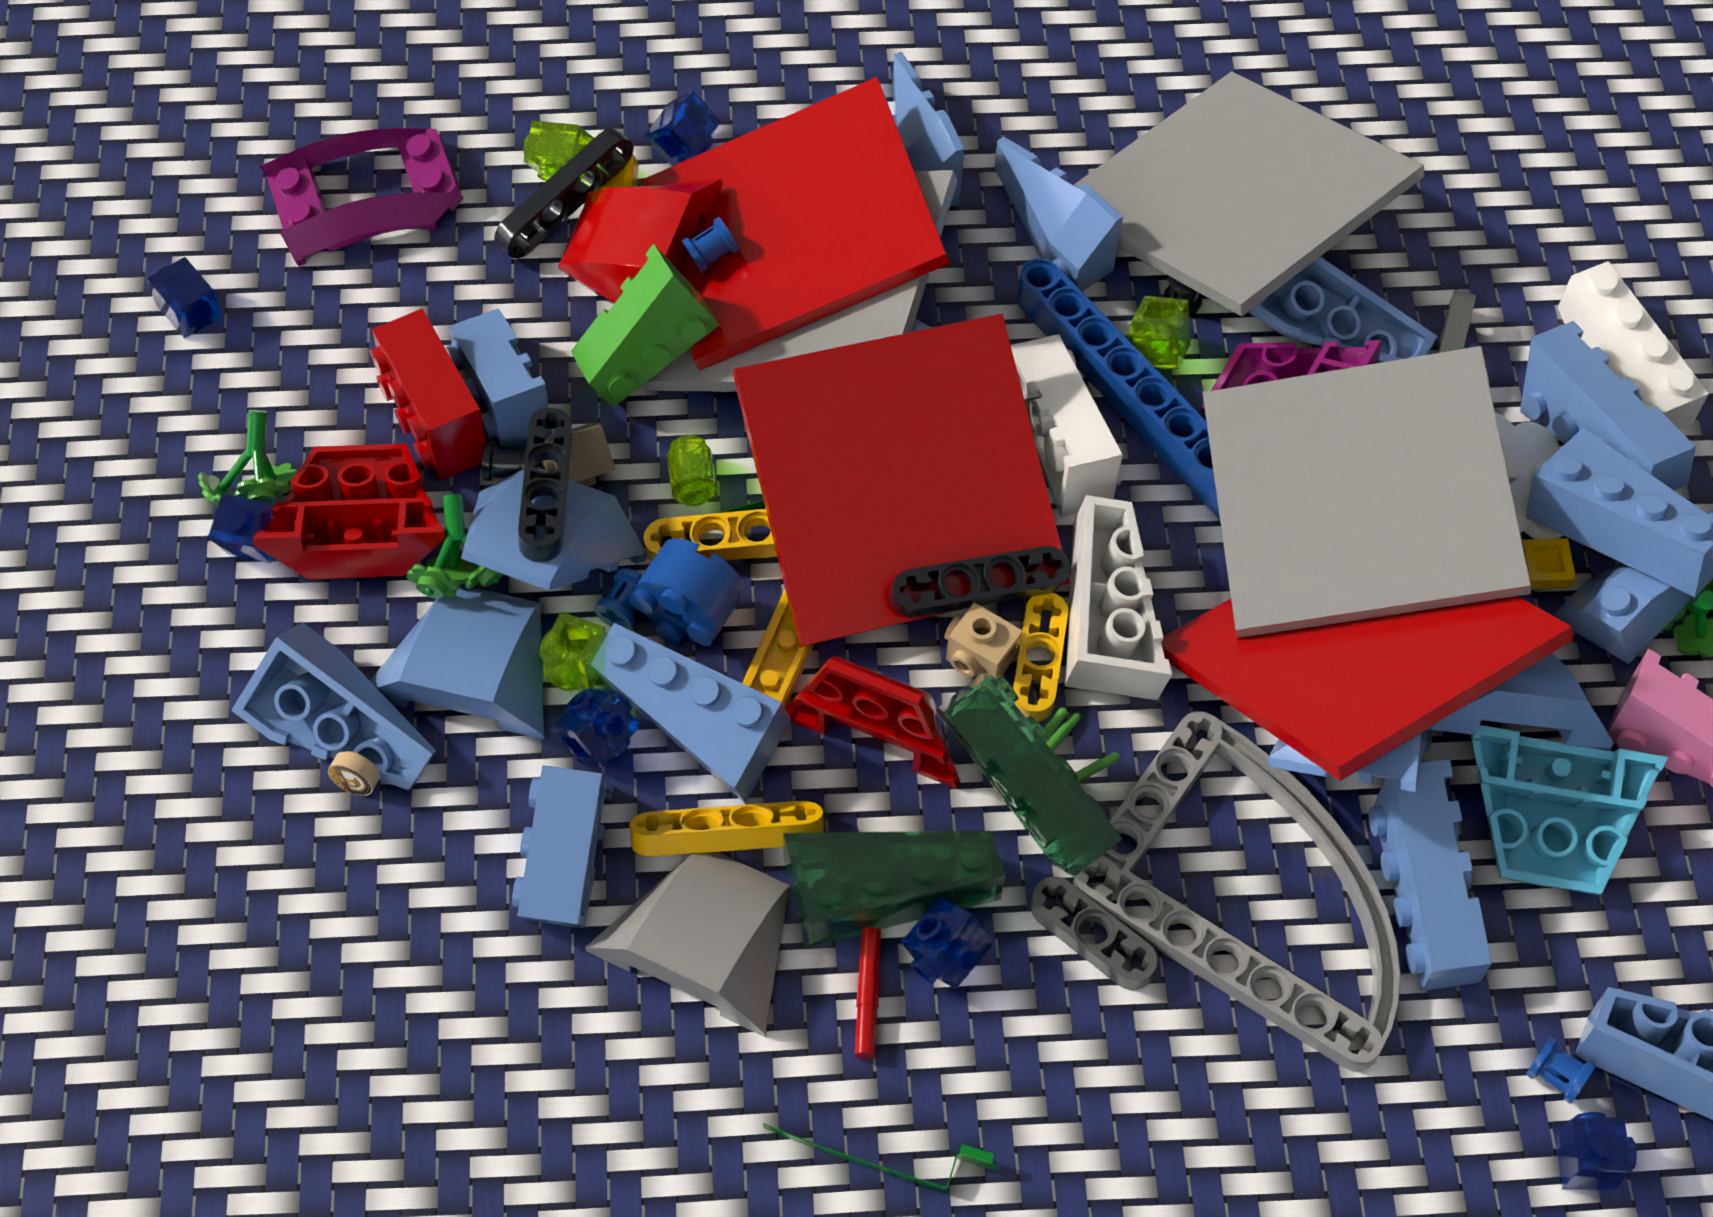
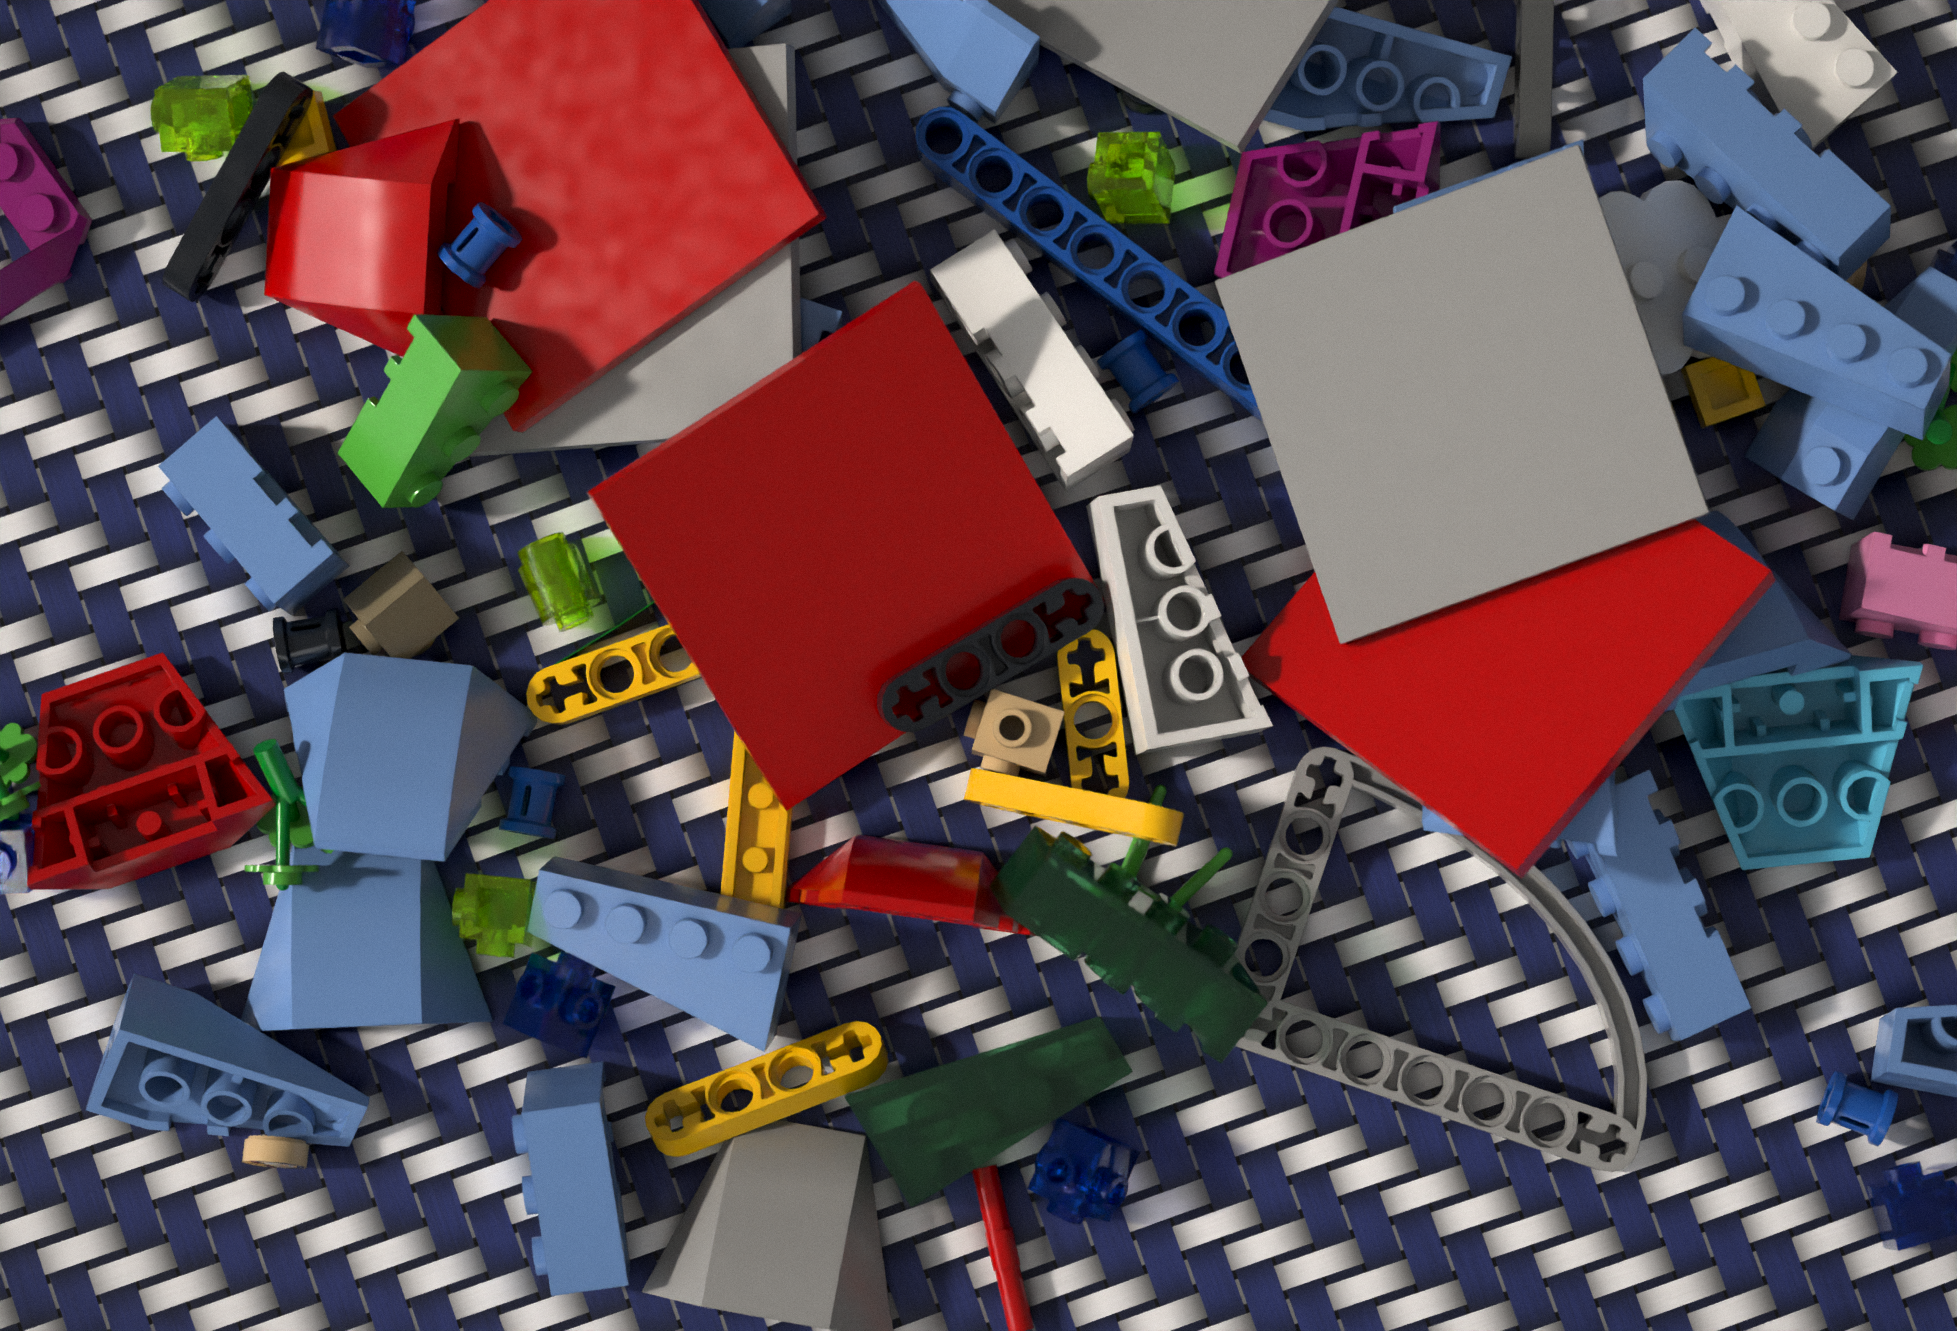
camera: 15 degrees left, 25 degrees up
(428, 395) = (170, 585): red brick -> none
(543, 483) = (393, 704): black beam -> none
(687, 593) = (616, 787): blue brick -> none
(1037, 687) = (1074, 806): none -> yellow beam
(1130, 945) = (1292, 1125): dark grey beam -> none
(1136, 458) = (1137, 371): none -> blue bush

